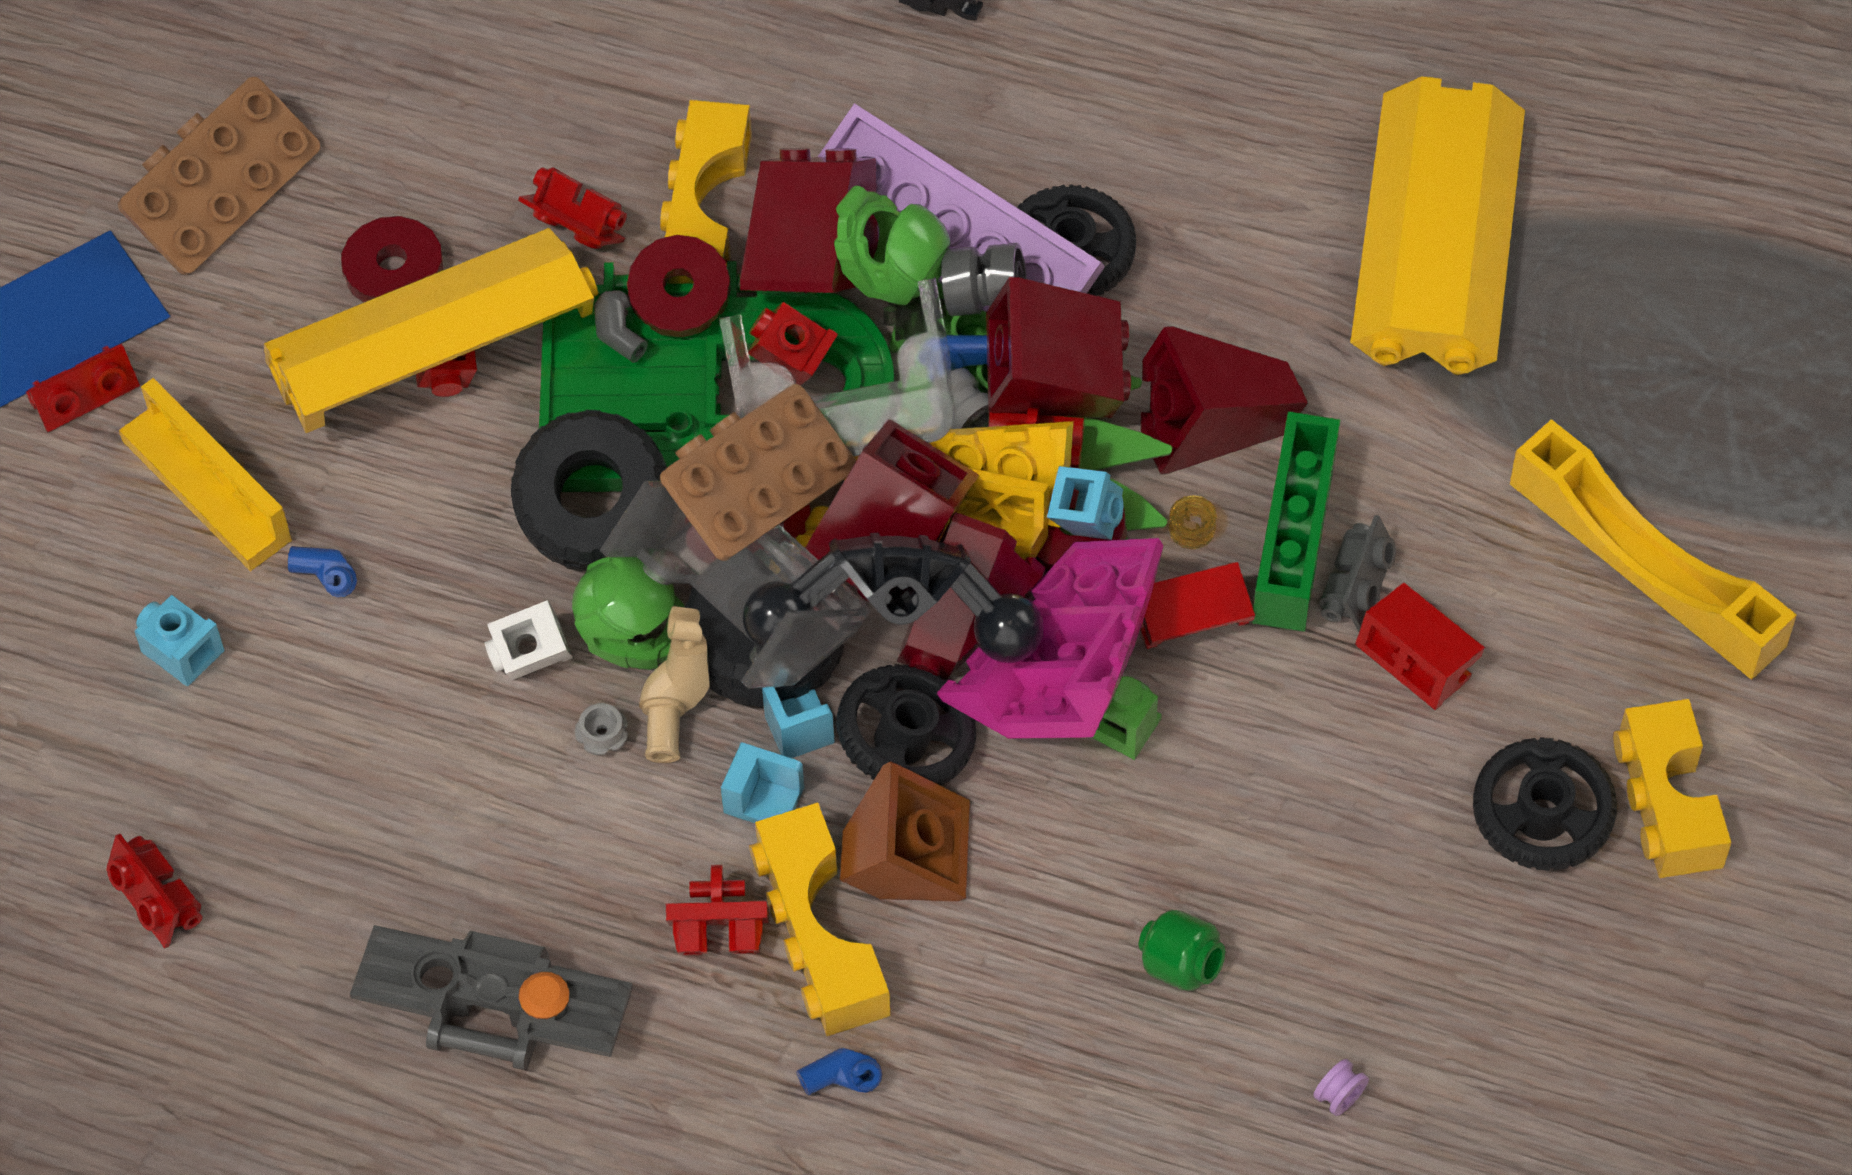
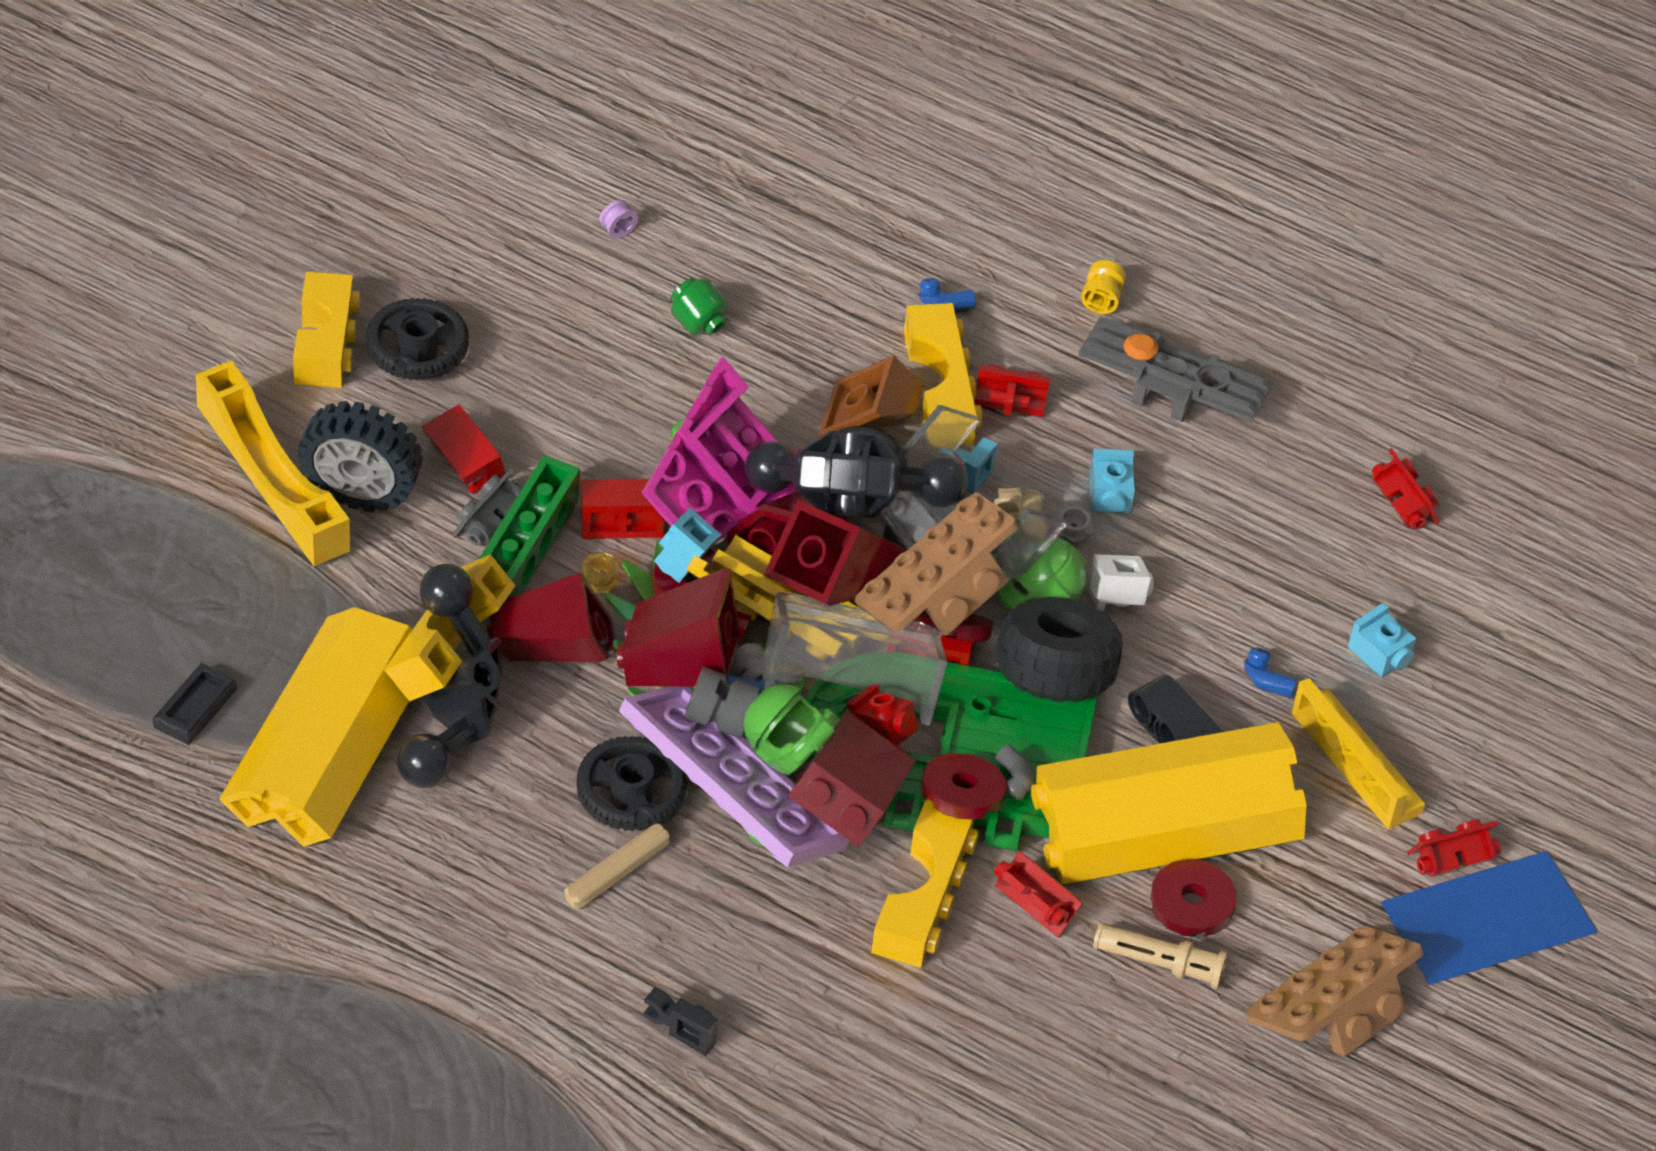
camera: 175 degrees left, 10 degrees down
(398, 177) = (1185, 961): none -> tan pin
(427, 461) = (1169, 711): none -> black beam
(558, 800) = (1112, 480): none -> medium azure brick
(614, 1135) = (1103, 287): none -> yellow wheel
(1062, 151) = (616, 866): none -> tan axle
(1298, 294) = (469, 696): none -> black piece
(1351, 273) = (428, 655): none -> yellow arch
(1538, 537) = (360, 456): none -> black wheel
(1606, 247) = (194, 703): none -> black tile

